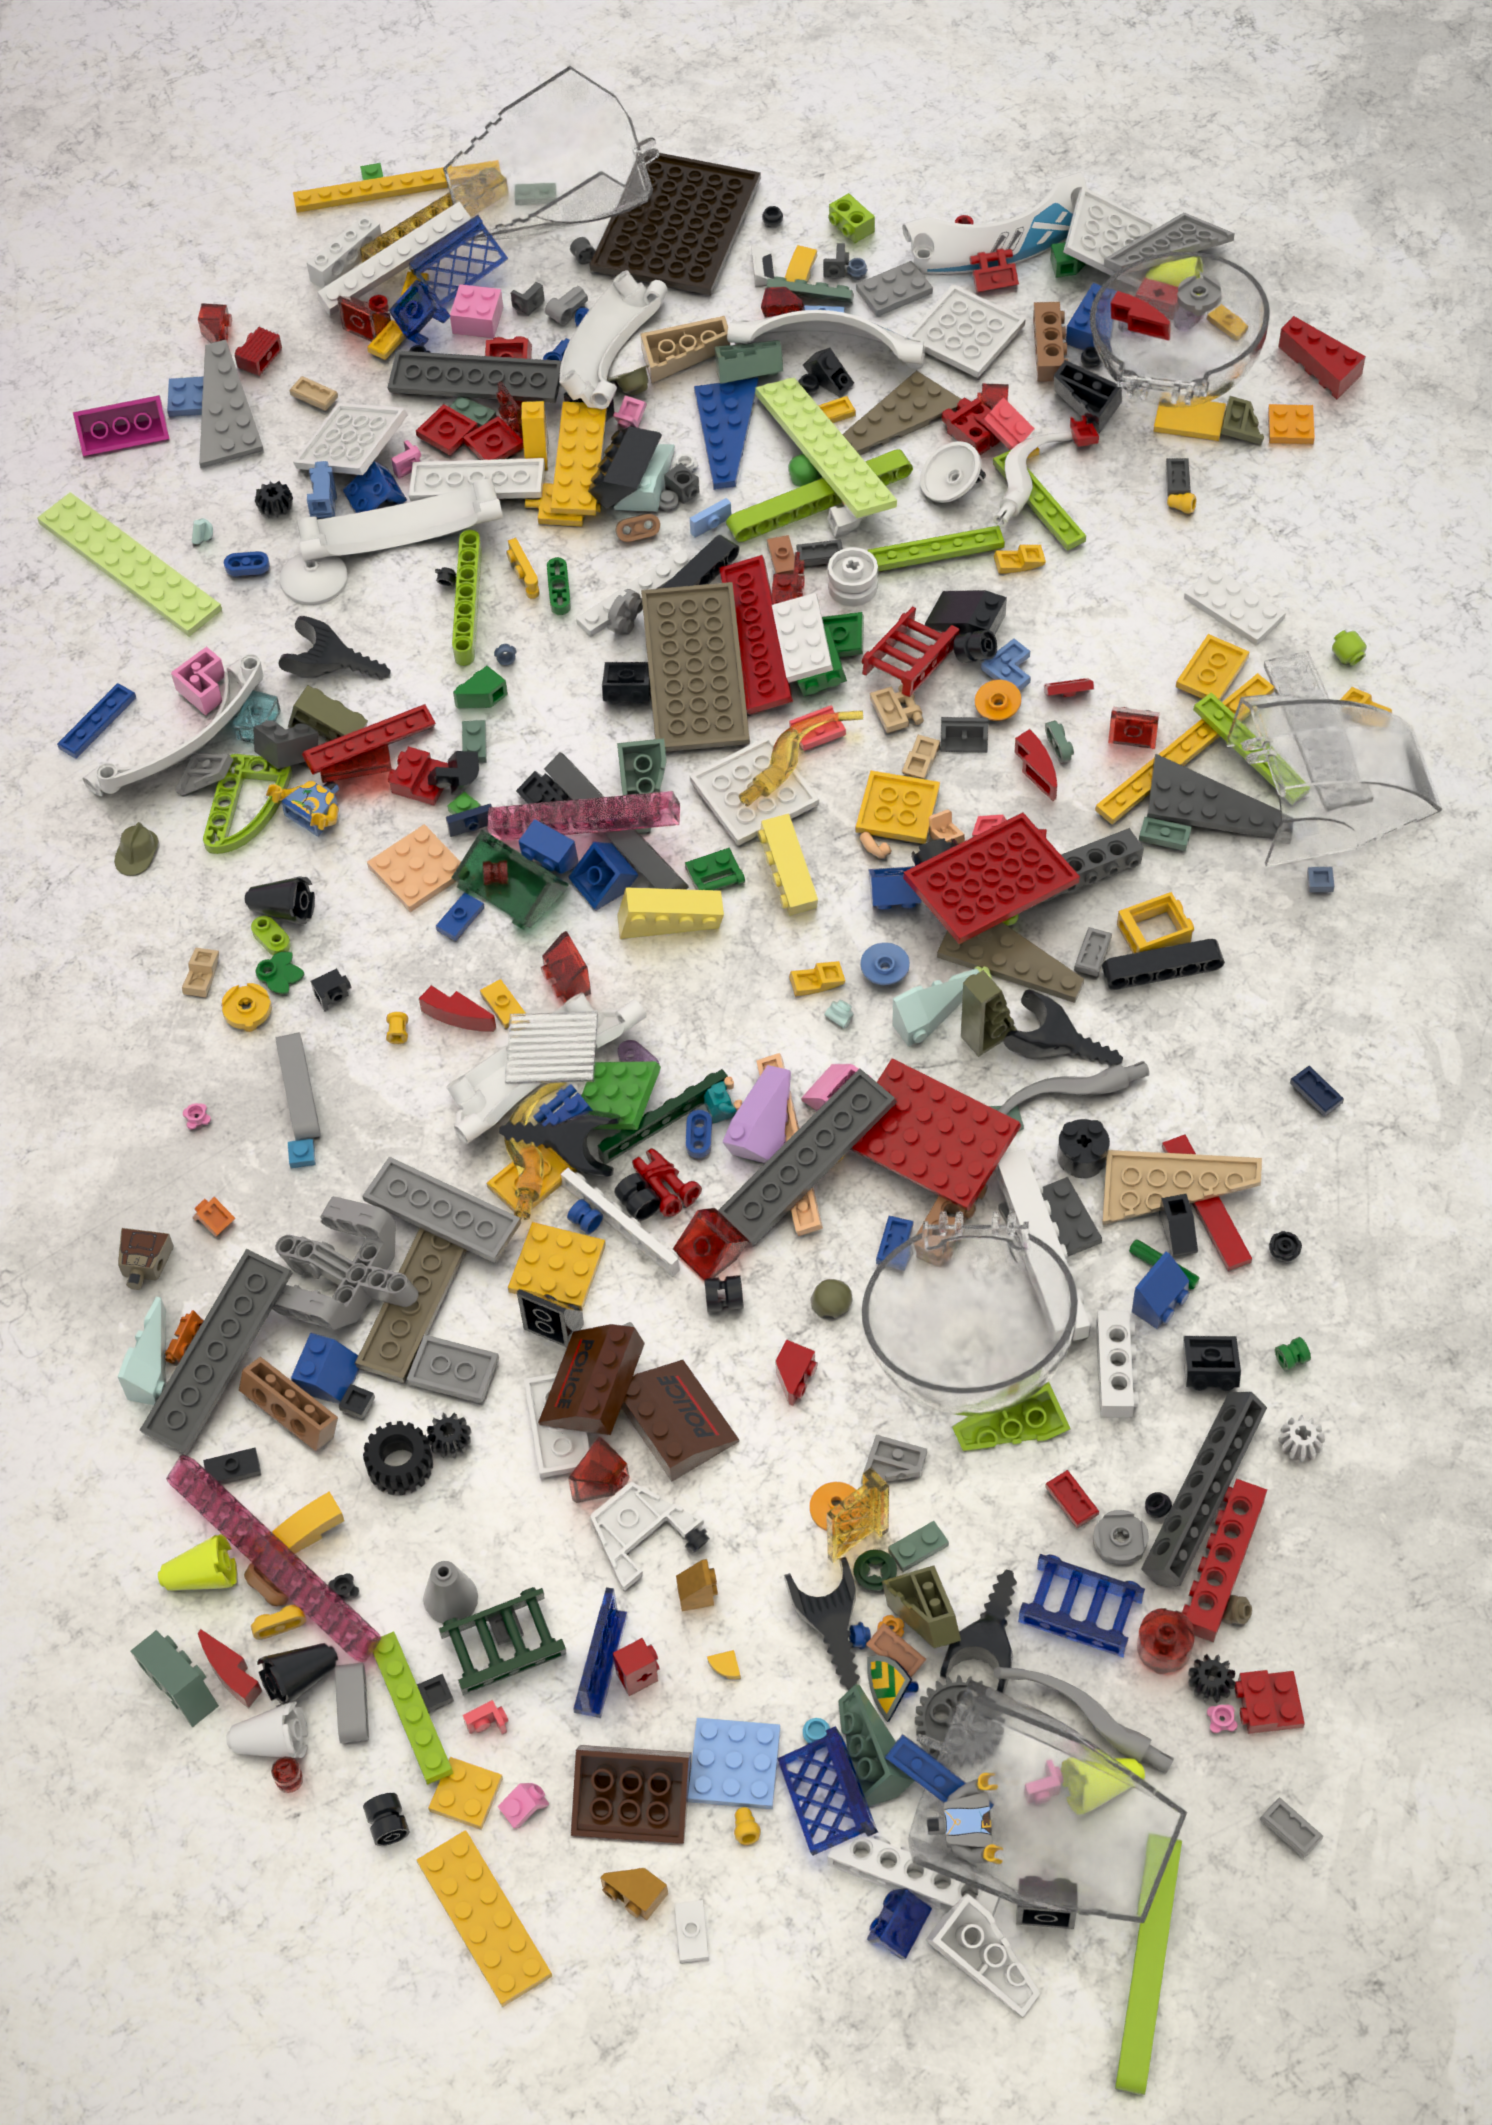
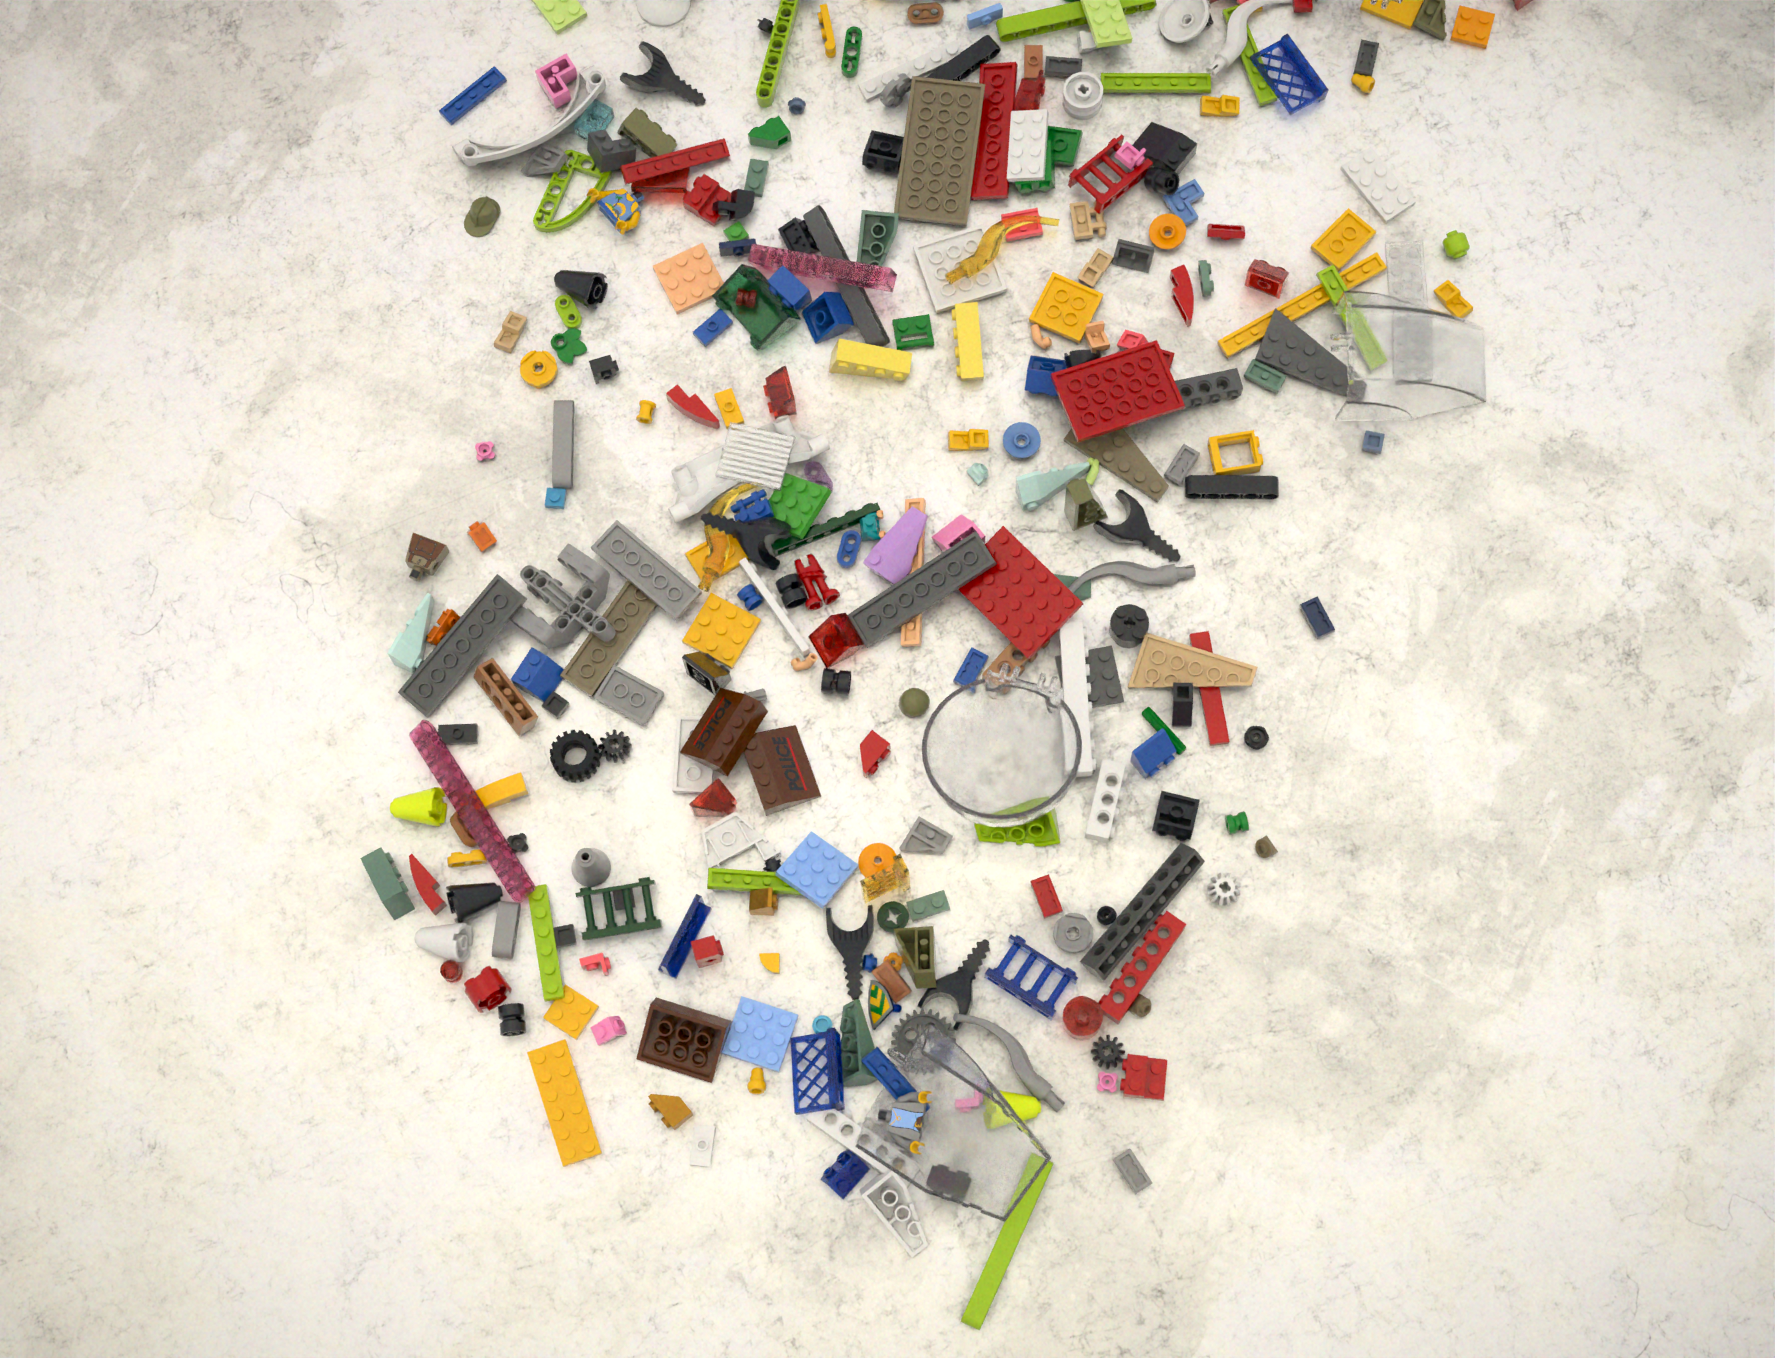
camera: 15 degrees right, 15 degrees up
(343, 1785) = (487, 989): none -> red brick
(671, 1562) = (747, 881): none -> lime plate
(679, 1281) = (806, 664): none -> light nougat arm
(758, 1531) = (816, 870): none -> light blue plate
(929, 625) = (1130, 156): none -> bright pink bracket
(1103, 499) = (1300, 65): none -> clear blue fence
(1338, 1377) = (1265, 847): none -> dark tan plate

